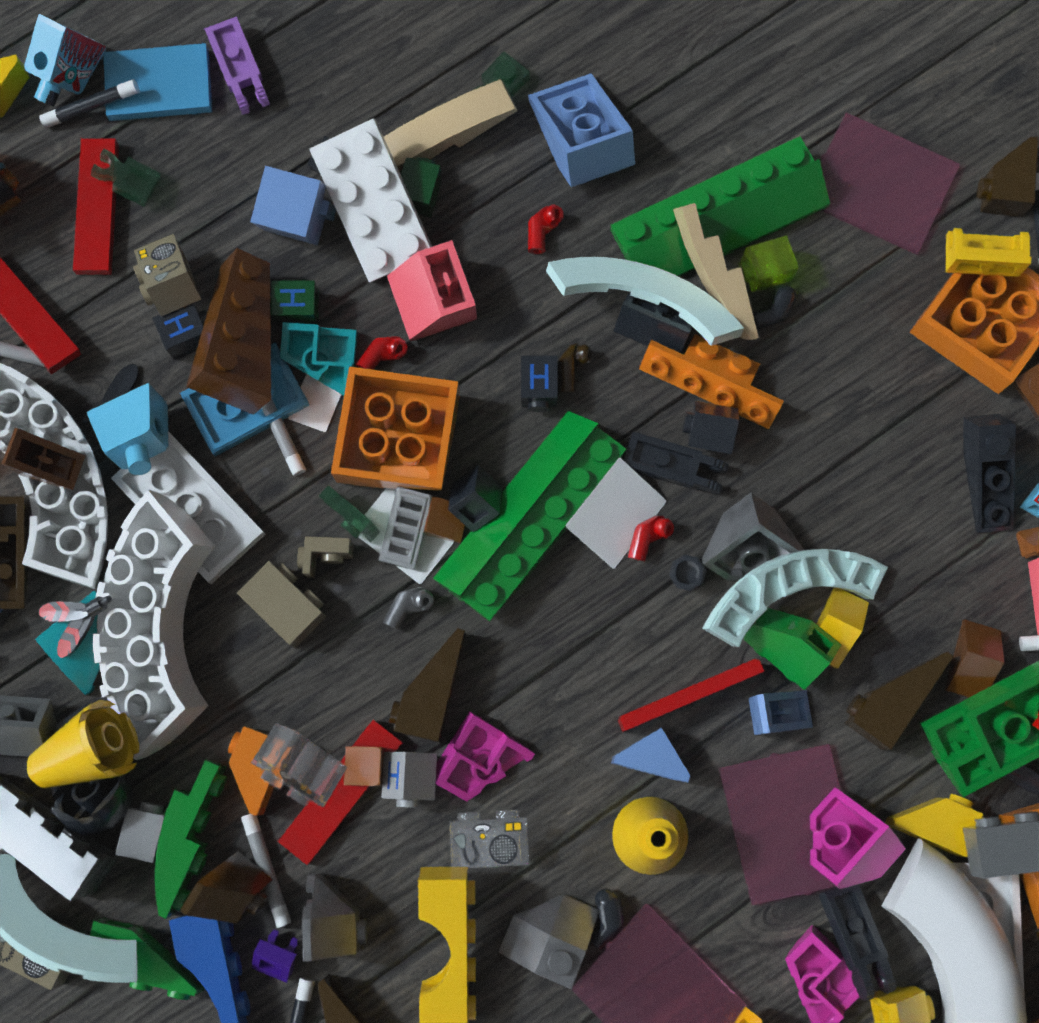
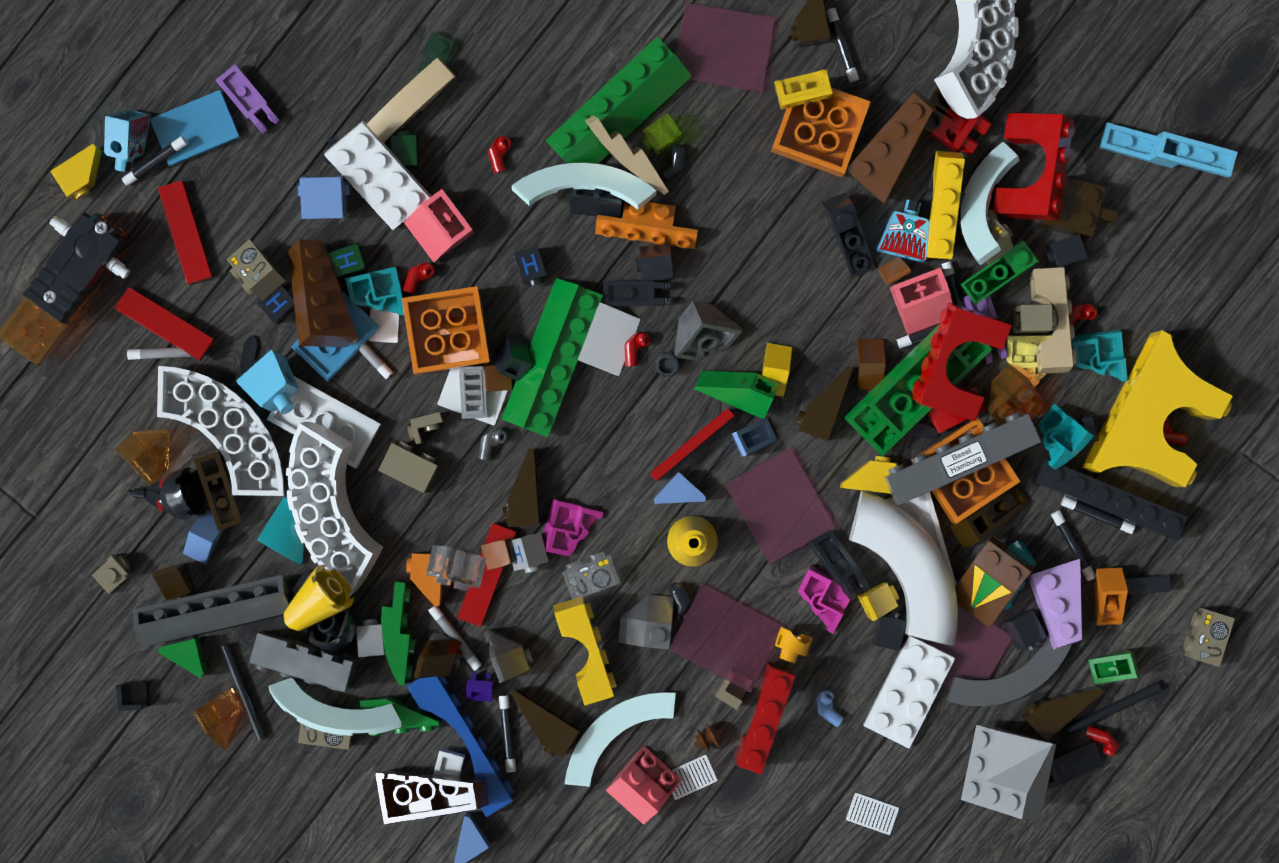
camera: 20 degrees left, 10 degrees up
(42, 460) = (225, 424): reddish brown slope -> none
(80, 618) = (282, 516): piece -> none
(130, 179) = (205, 207): clear green plate -> none
(354, 521) = (437, 398): clear green plate -> none
(568, 363) = (545, 247): dark brown arm -> none
(583, 130) = (504, 73): medium blue slope -> none
(786, 576) = (731, 349): light aqua tile -> none
(850, 842) = (818, 507): dark pink slope -> none

